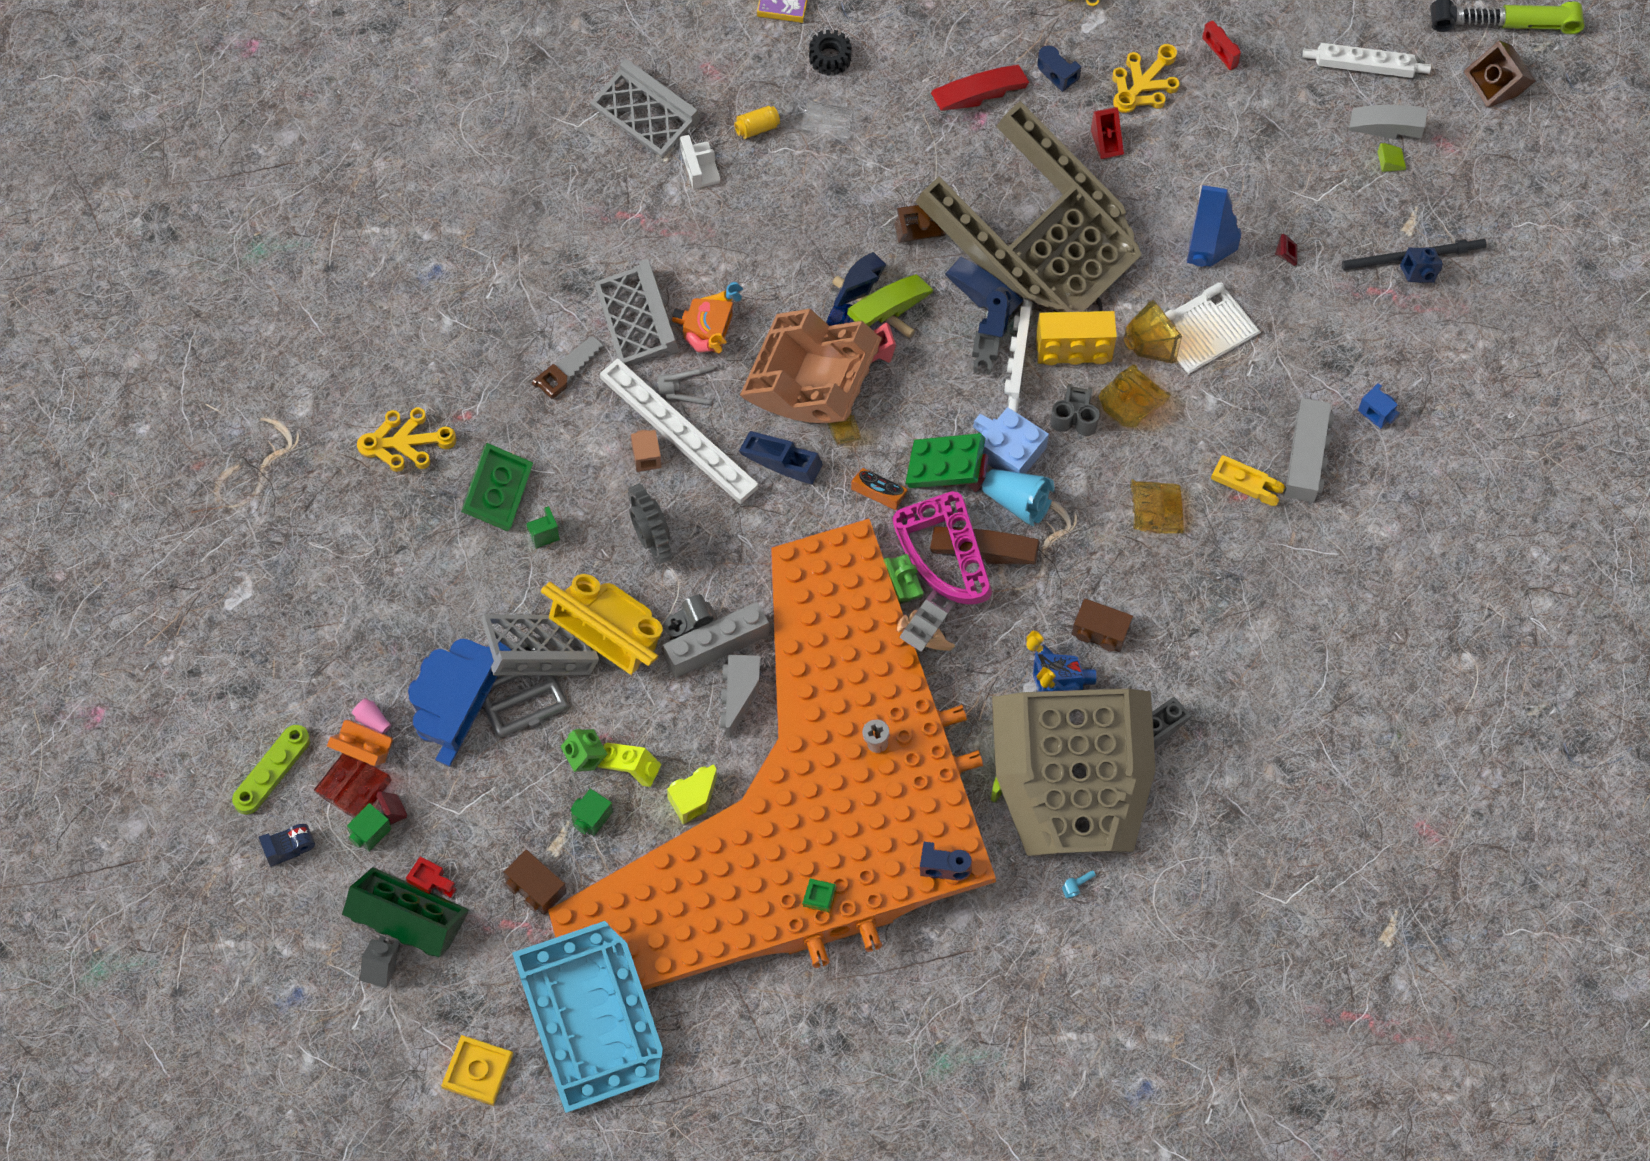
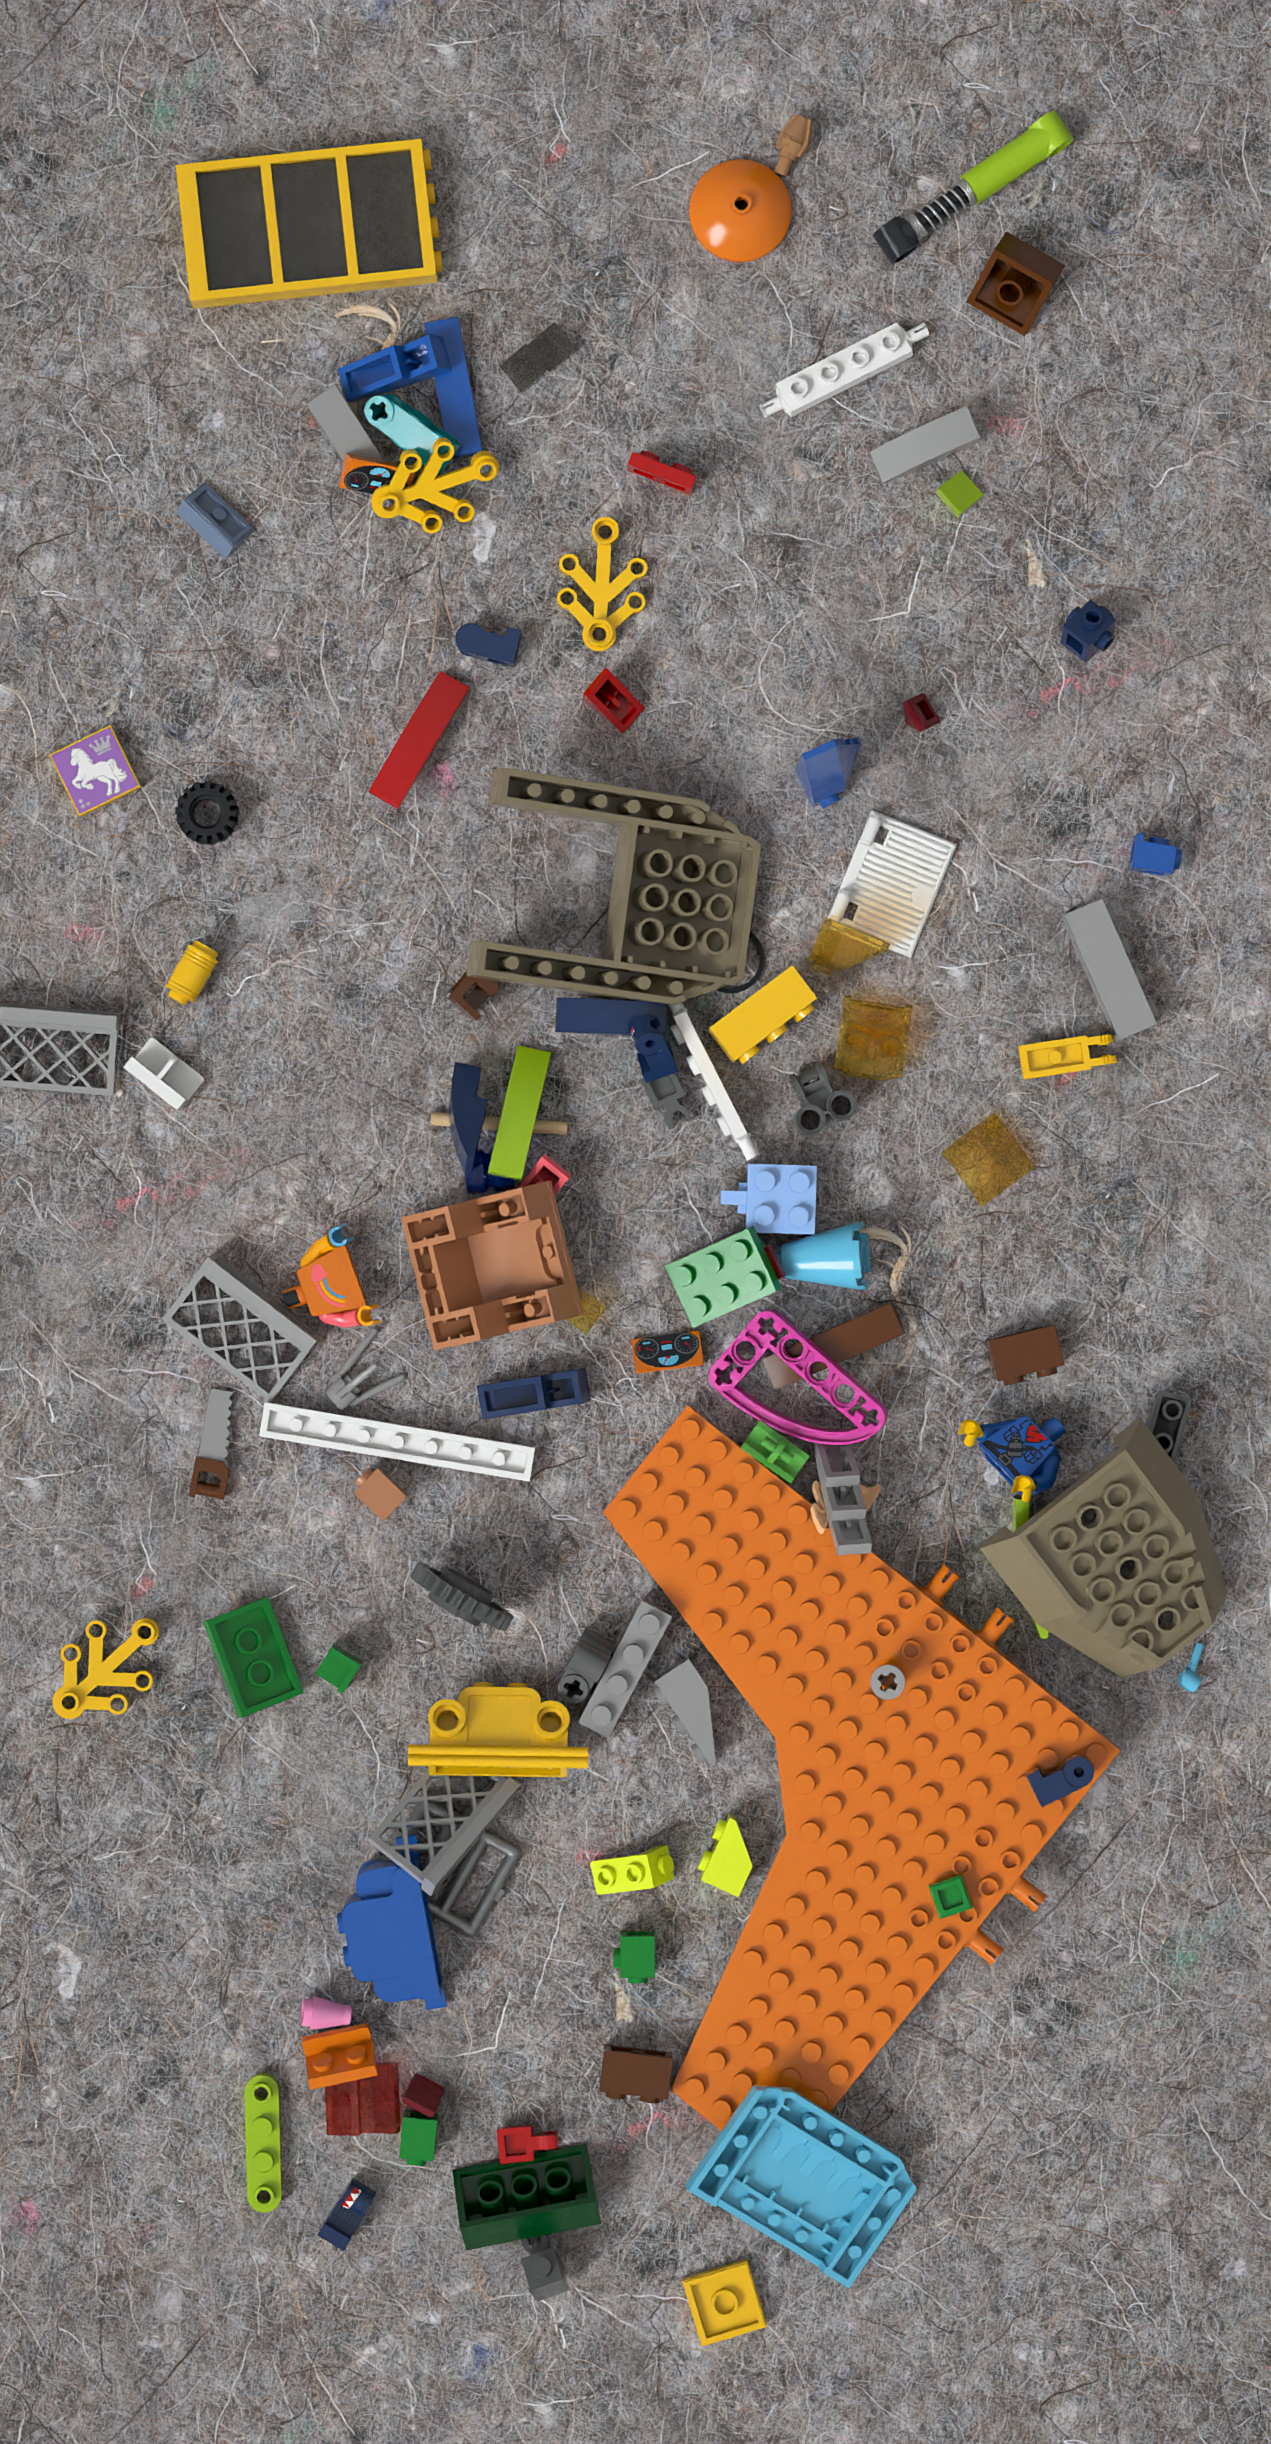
camera: 35 degrees left, 25 degrees up
(583, 750) = (578, 1894): bright green brick -> none
(1459, 247) = (1113, 566): black bar -> none

